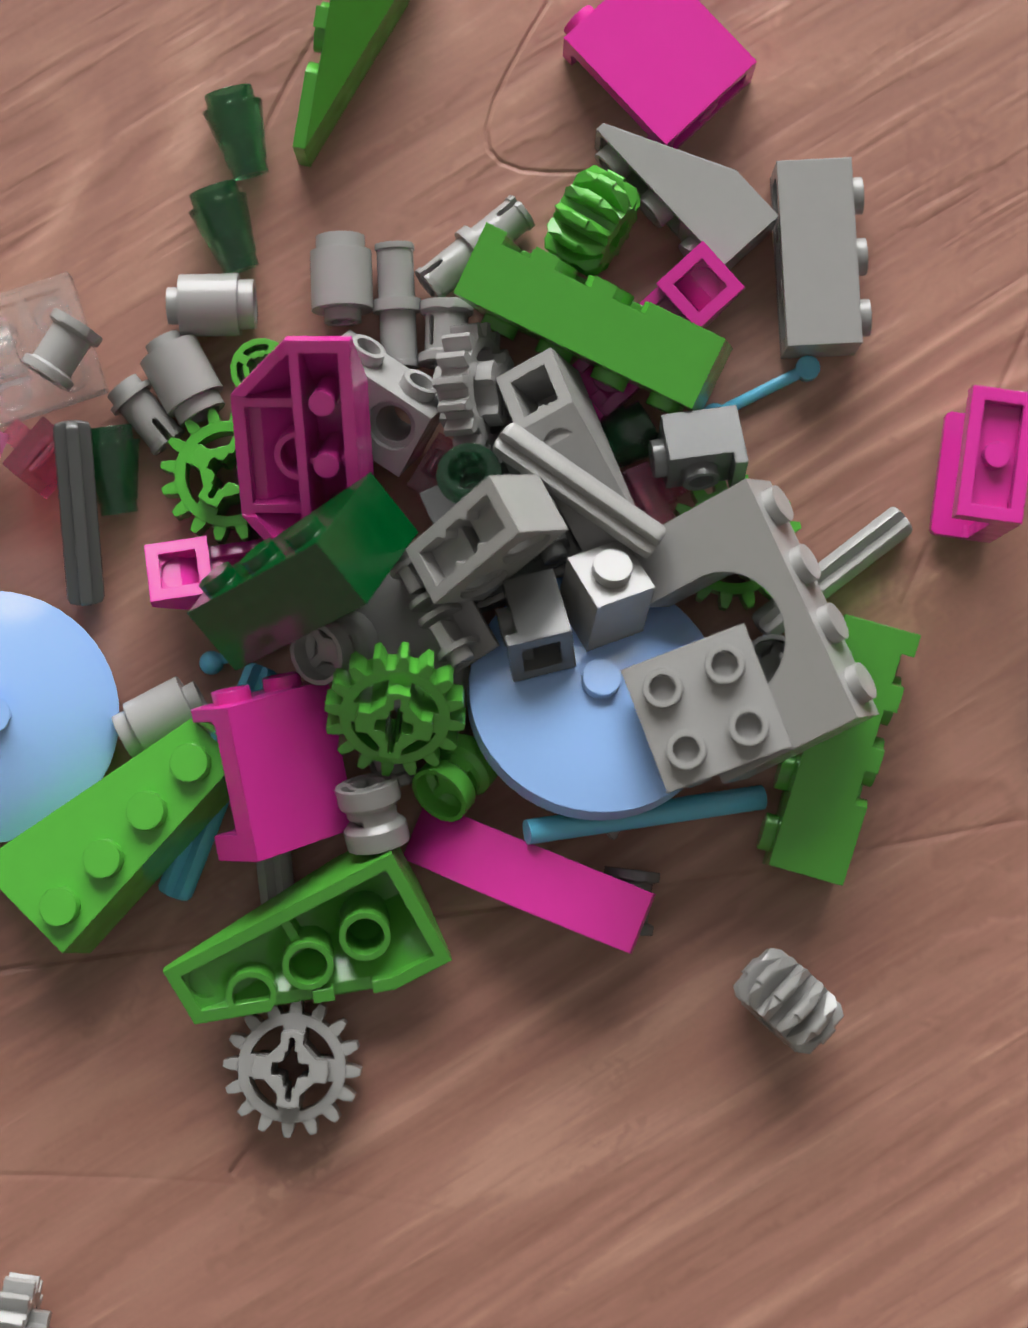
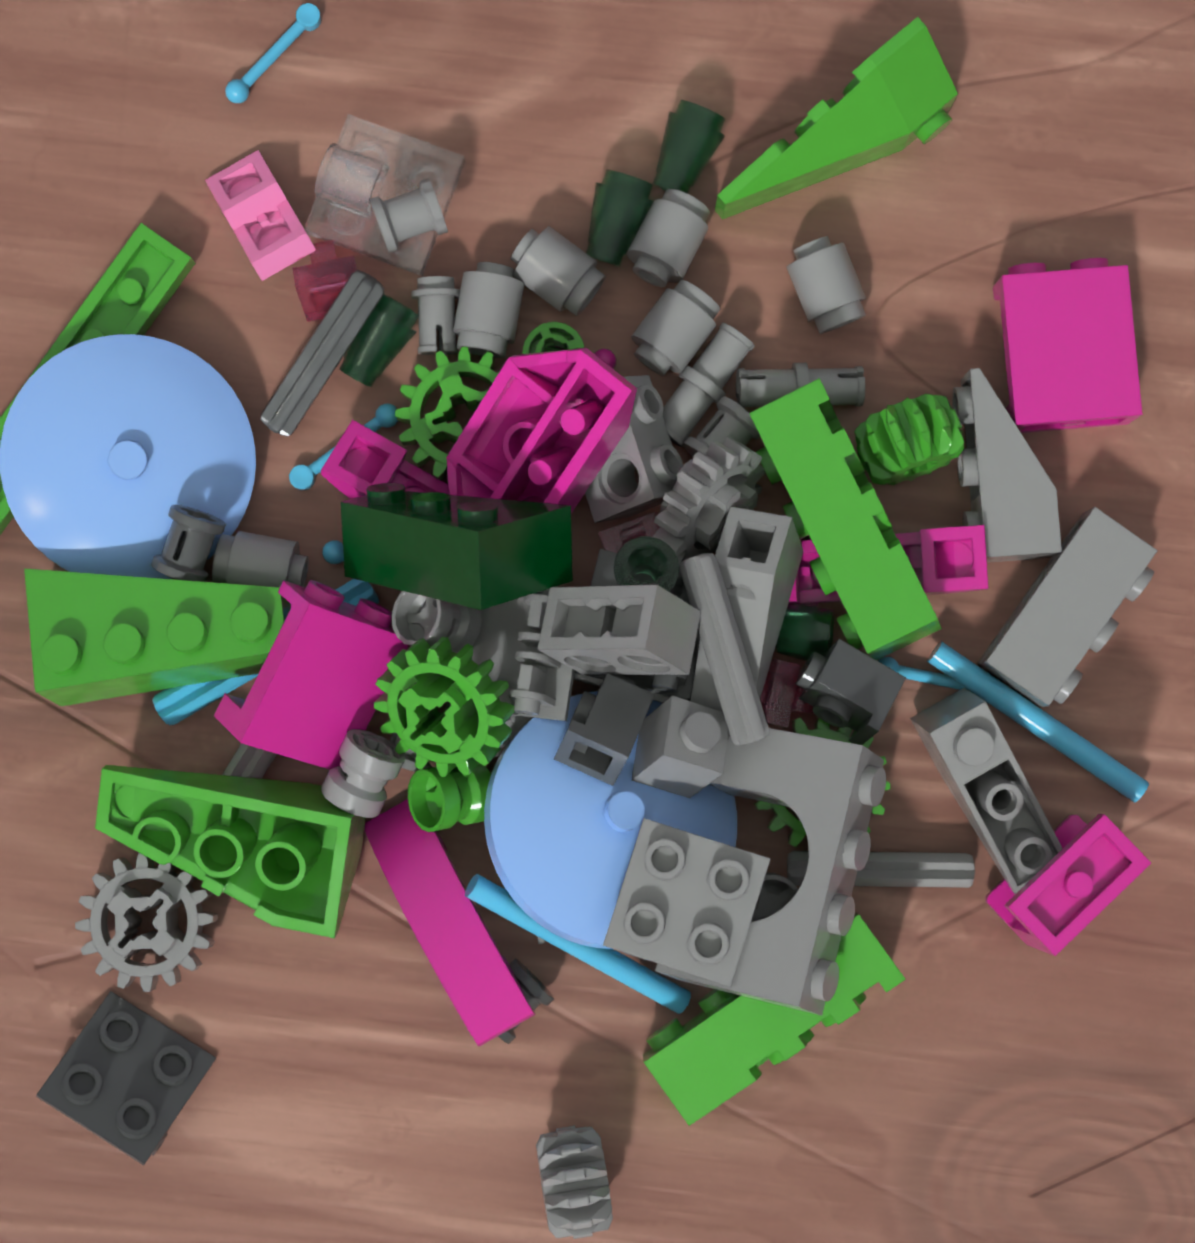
camera: 40 degrees right, 0 degrees up
(91, 743) = (188, 544): none -> dark grey bush
(139, 623) = (303, 476): none -> medium azure hinge
(280, 211) = (669, 238): none -> light grey brick
(374, 1201) = (126, 1078): none -> dark grey hinge
(432, 152) = (827, 284): none -> light grey brick
(863, 364) = (1038, 722): none -> medium azure bar
(864, 441) = (988, 785): none -> light grey slope

